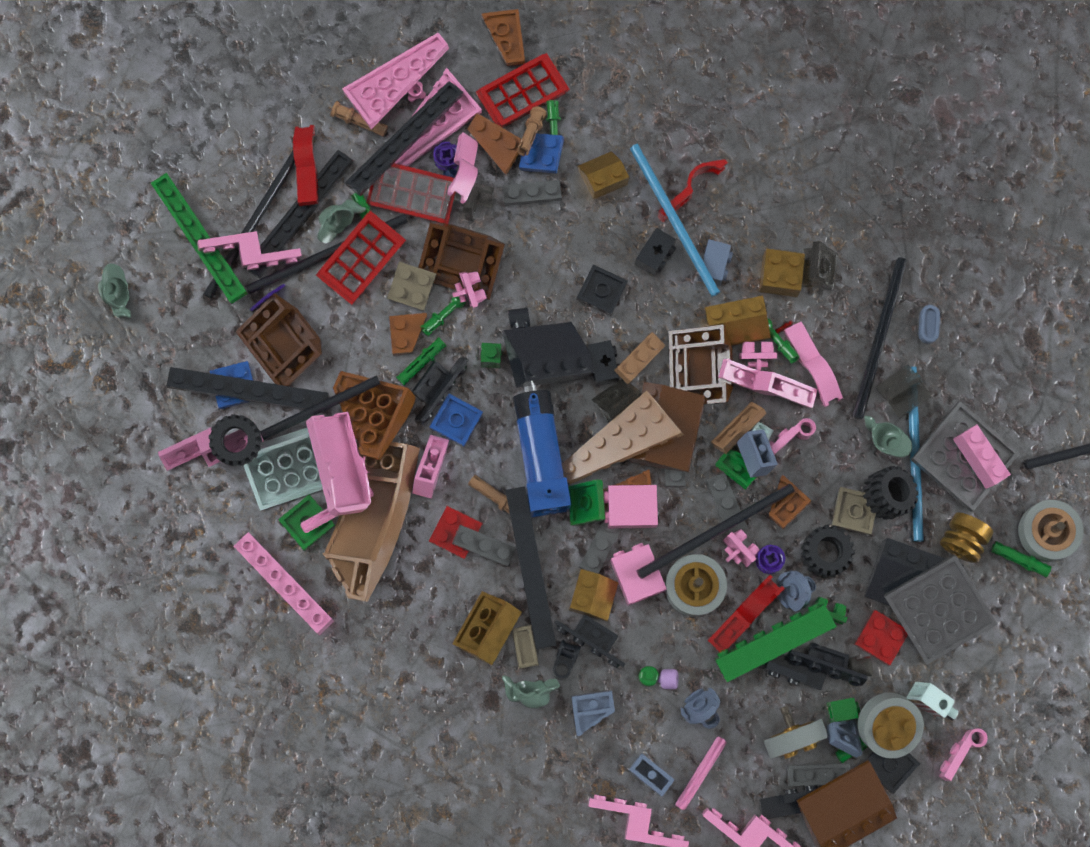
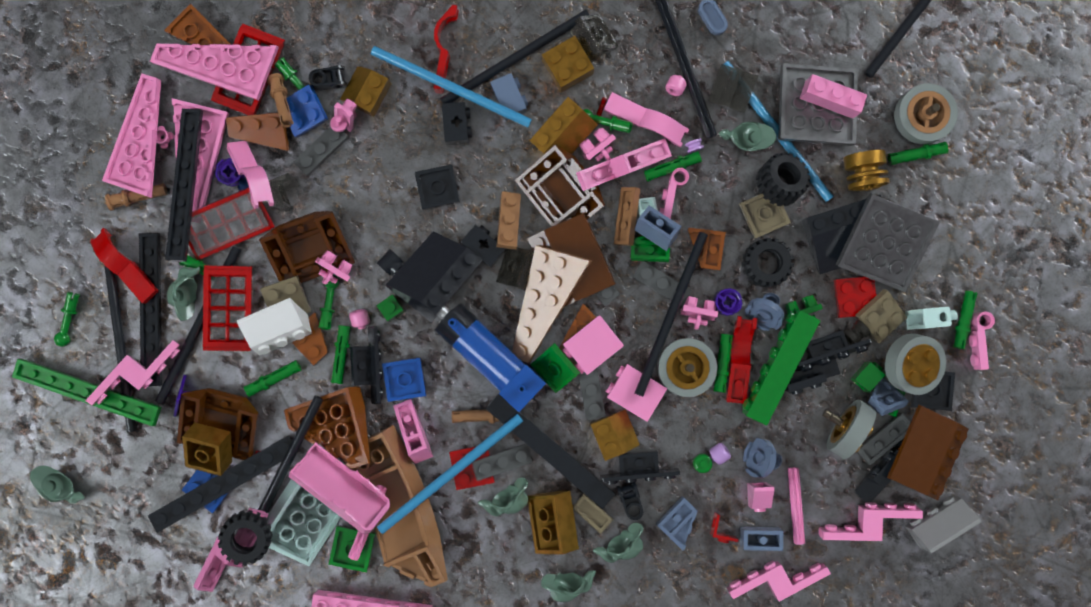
camera: 25 degrees left, 10 degrees up
(211, 184) = (62, 338): none -> green pin
(258, 352) = (207, 449): none -> pearl gold brick
(343, 337) = (276, 376): none -> green pin
(388, 298) = (275, 326): none -> white slope
(449, 518) = (449, 474): none -> dark azure piece
(458, 345) = (359, 318): none -> bright pink piece
(458, 690) = (567, 586): none -> sand green hair
(464, 582) = (509, 500): none -> sand green hair
(508, 74) = (226, 66): none -> bright pink wing
(571, 180) = (343, 116): none -> bright pink hips
(582, 143) = (330, 78): none -> black piece
(617, 749) = (721, 537): none -> red bracket
(676, 739) = (760, 496): none -> bright pink slope
(722, 613) = (723, 363): none -> green pin
(742, 237) = (516, 57): none -> black piece
(800, 414) = (669, 167): none -> green pin
(837, 413) = (694, 145): none -> lavender bush
(858, 355) = (676, 85): none -> bright pink piece
(892, 668) = (881, 315): none -> dark tan plate
(954, 732) = (964, 323): none -> green pin

